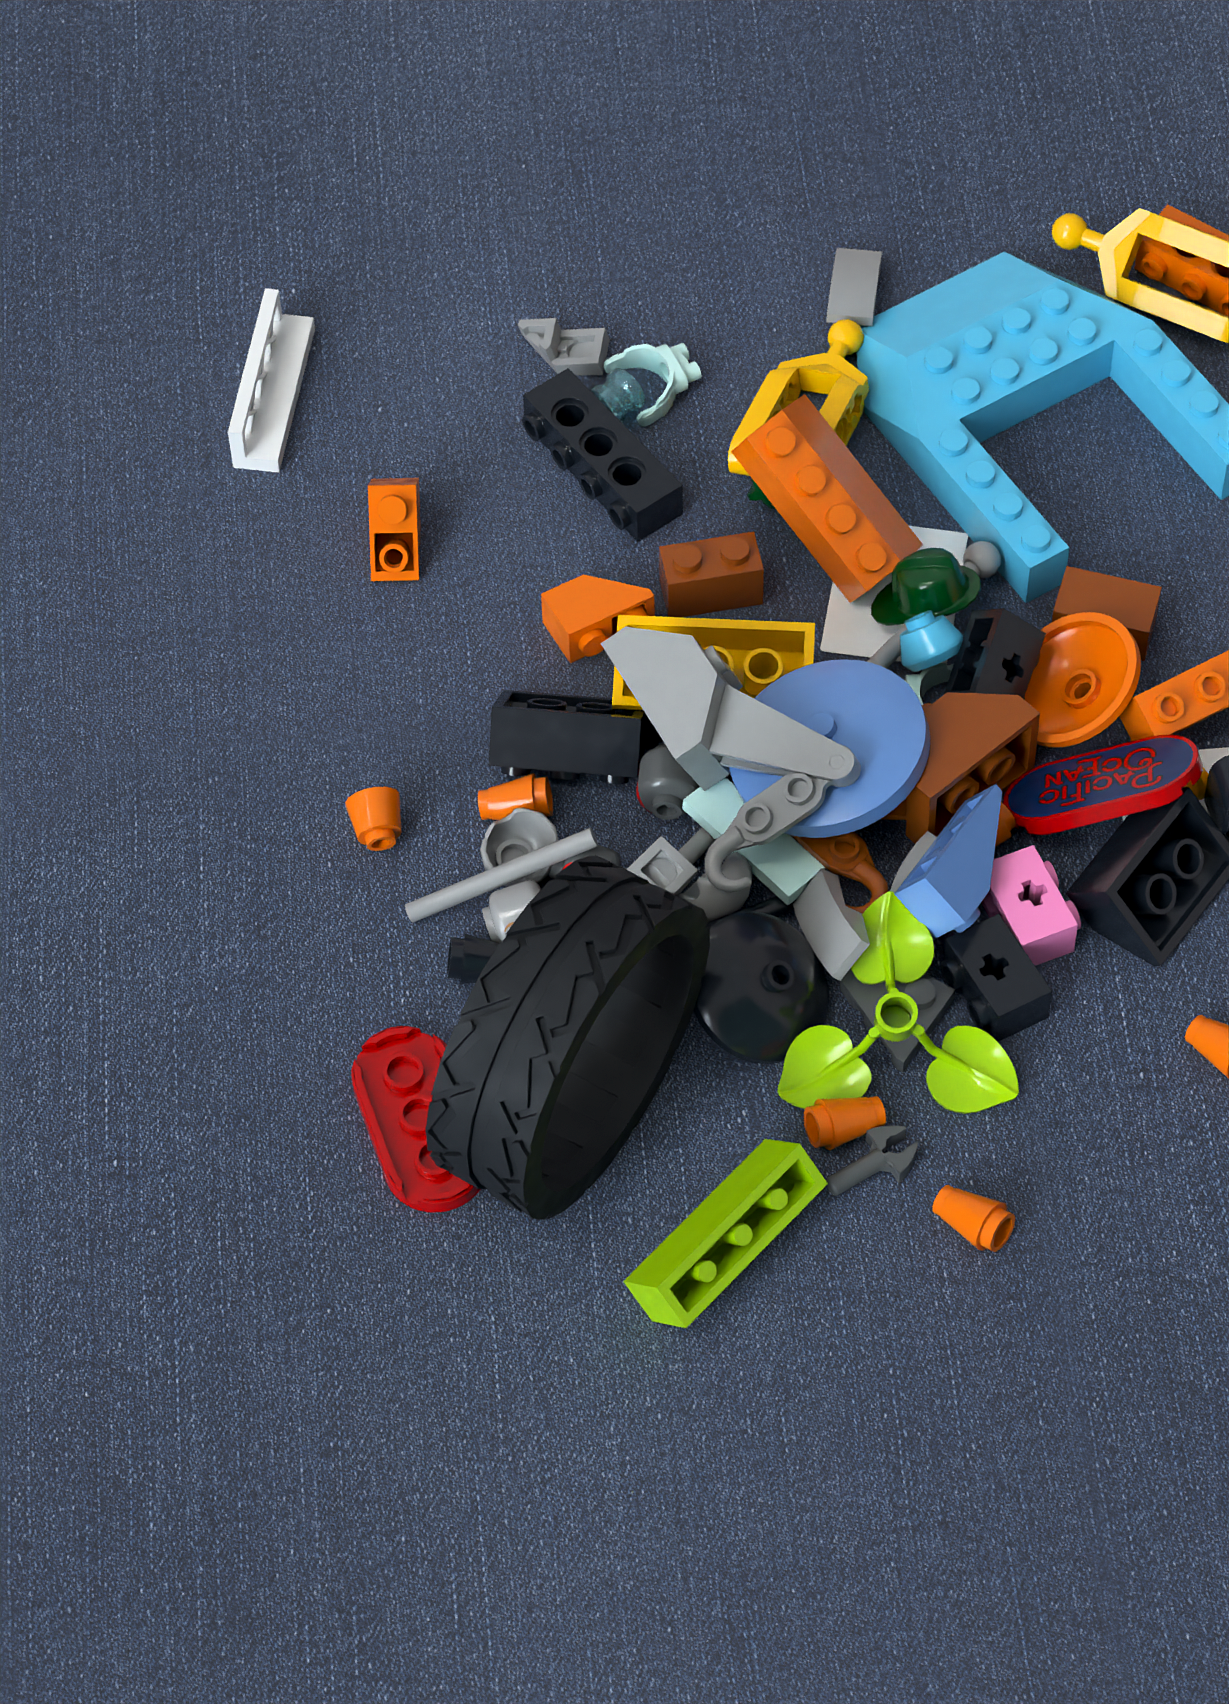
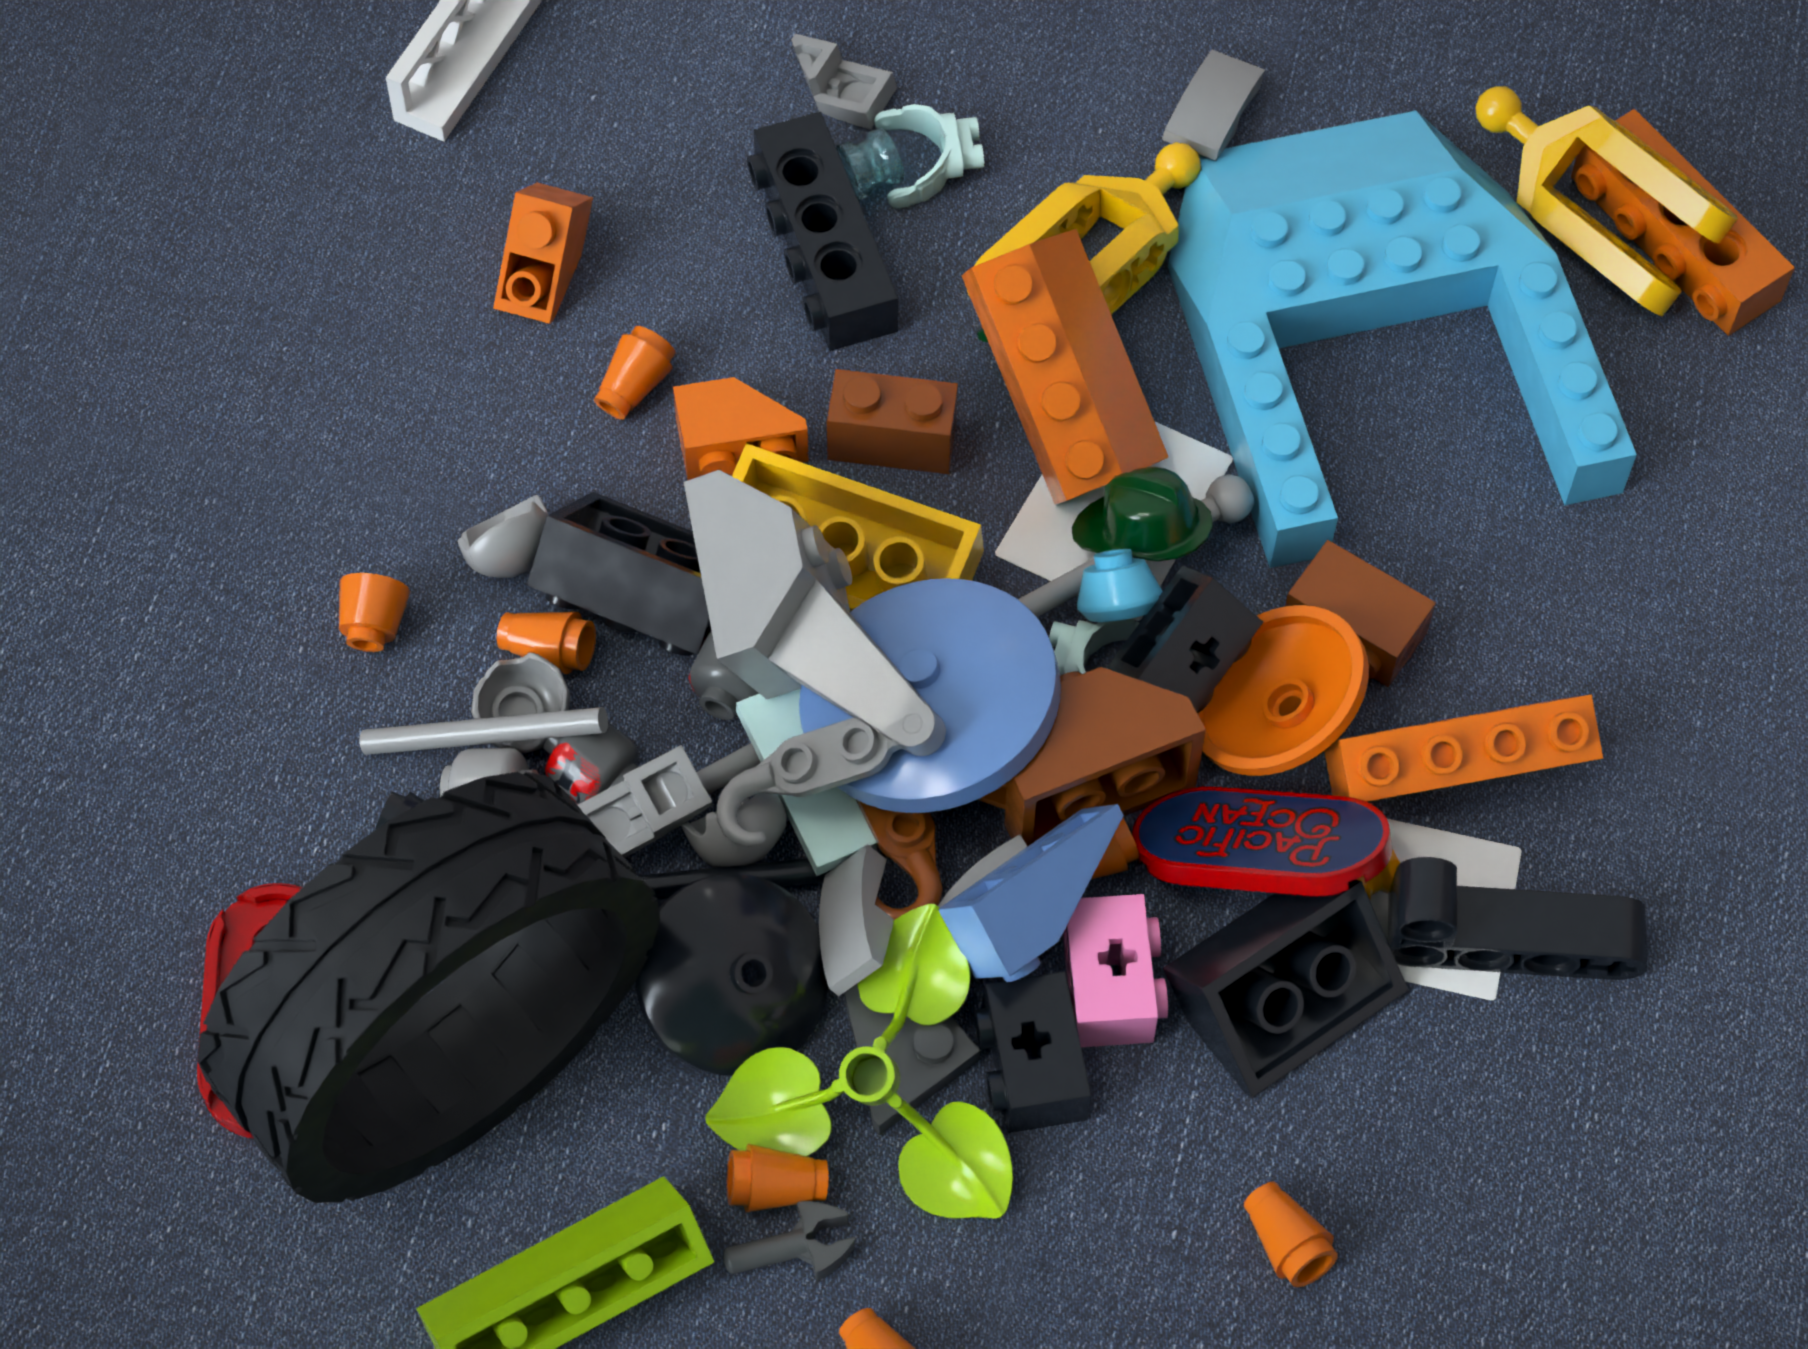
camera: 15 degrees right, 5 degrees up
(460, 738) = (507, 541): none -> light grey hair
(501, 593) = (634, 371): none -> orange cone

